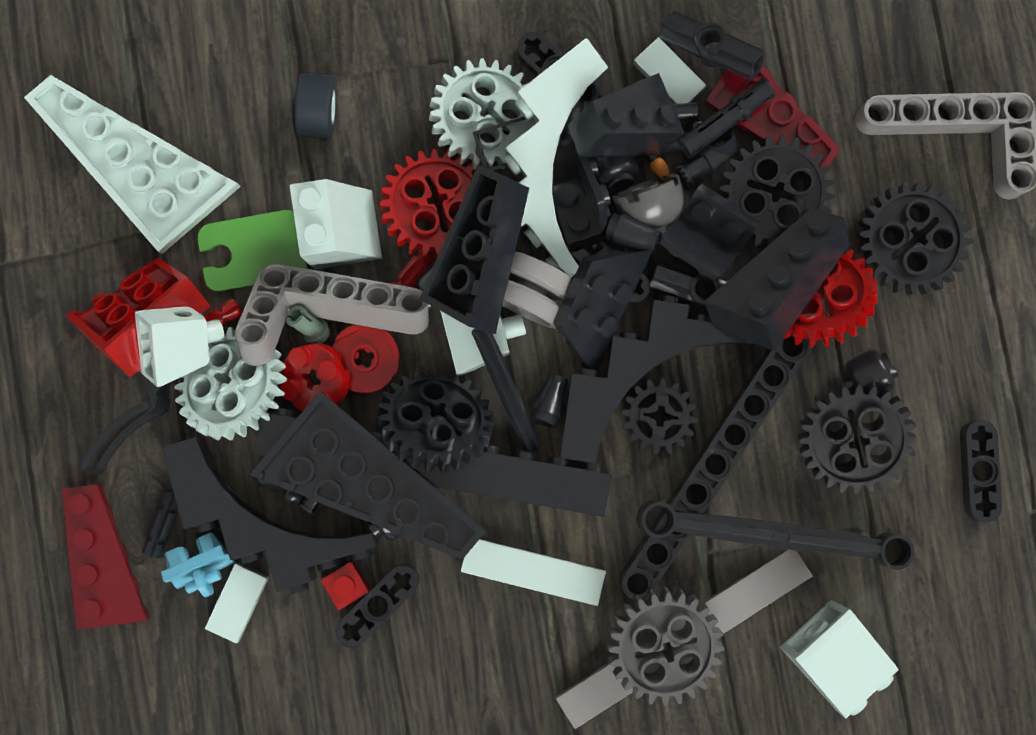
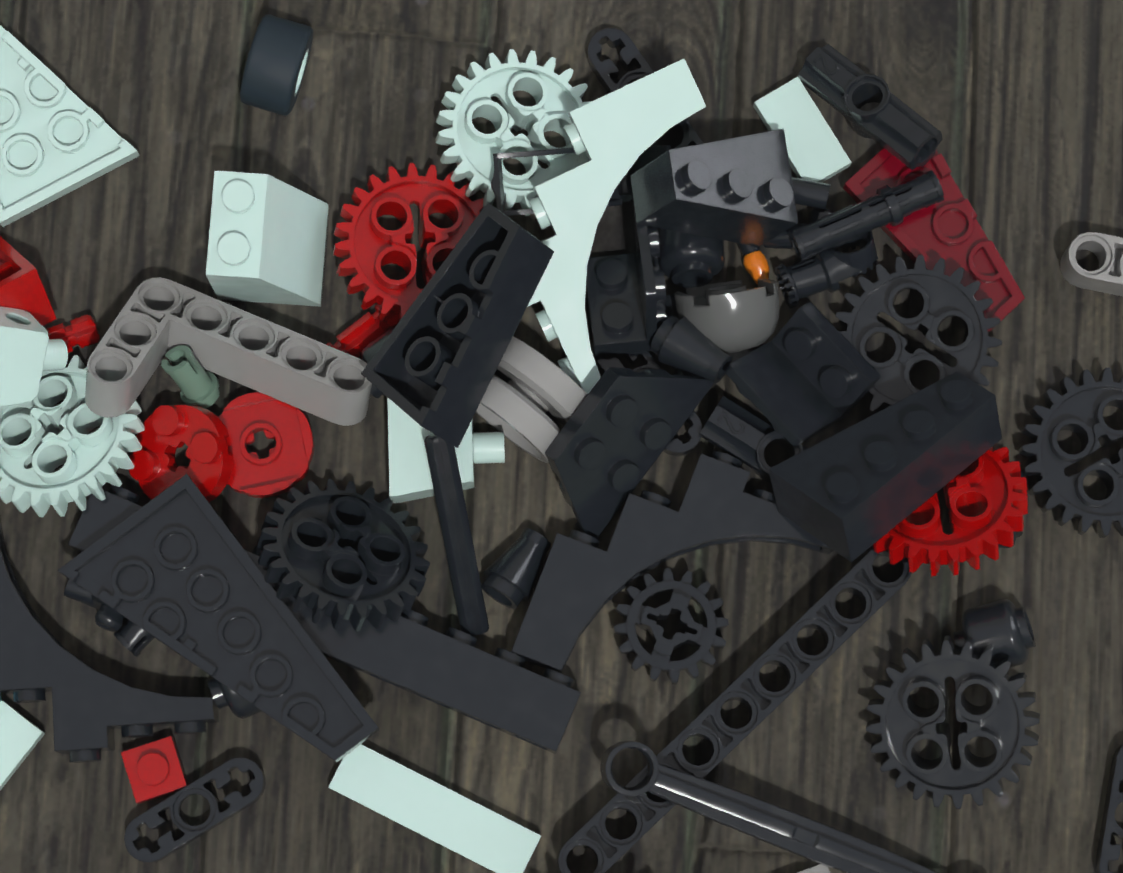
camera: 10 degrees right, 5 degrees down
(253, 244) = (138, 245): bright green piece -> none

